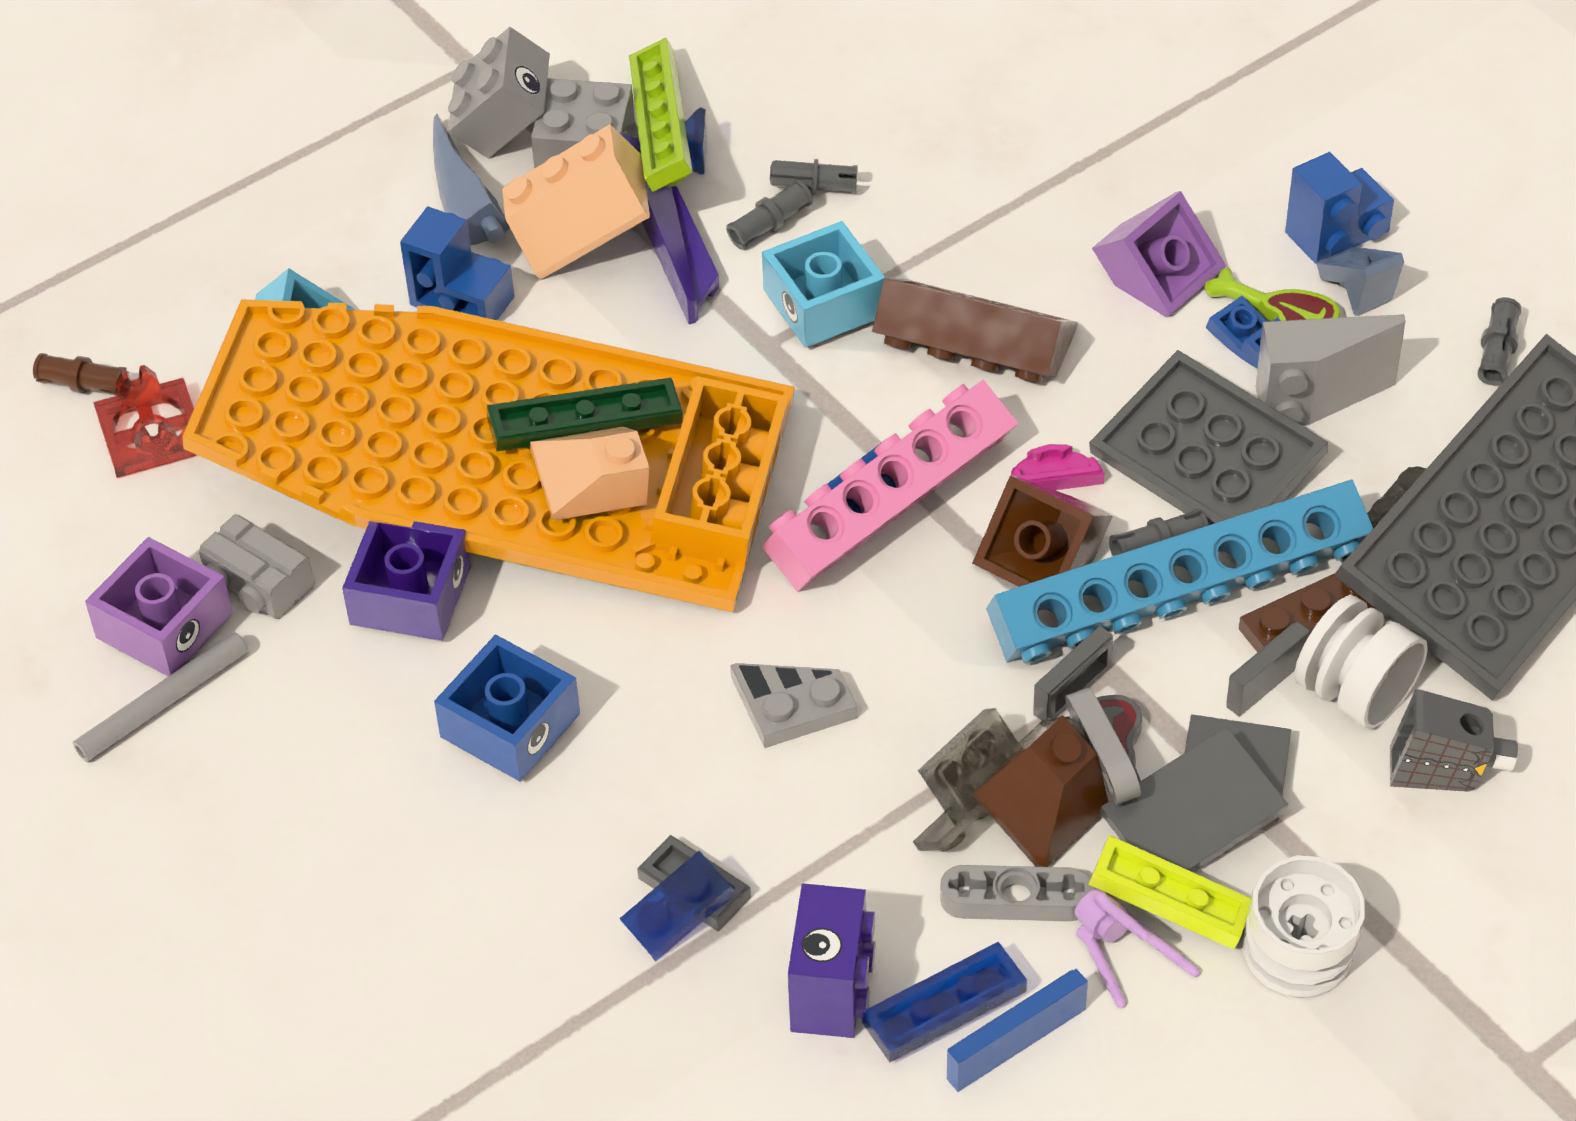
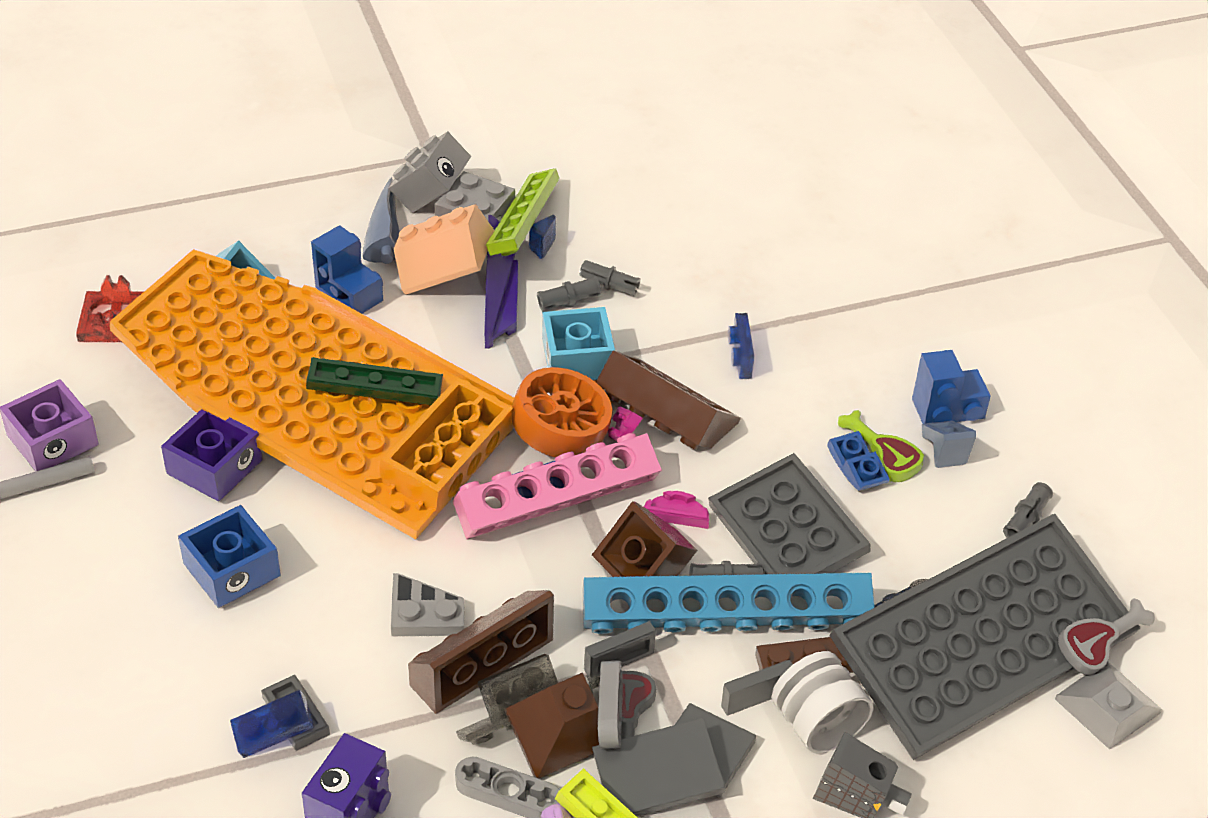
camera: 15 degrees right, 5 degrees down
(76, 373) = (86, 271): reddish brown pin -> none
(258, 566) = (125, 420): light grey brick -> none
(592, 472) = (358, 420): light nougat slope -> none
(835, 387) = (561, 420): none -> orange piece
(900, 725) = (483, 649): none -> reddish brown slope
(937, 375) = (625, 421): none -> dark pink tile
(1043, 229) = (742, 352): none -> clear blue plate
(1160, 255) = (815, 389): medium lavender slope -> none
(1327, 363) = (893, 491): light grey slope -> none

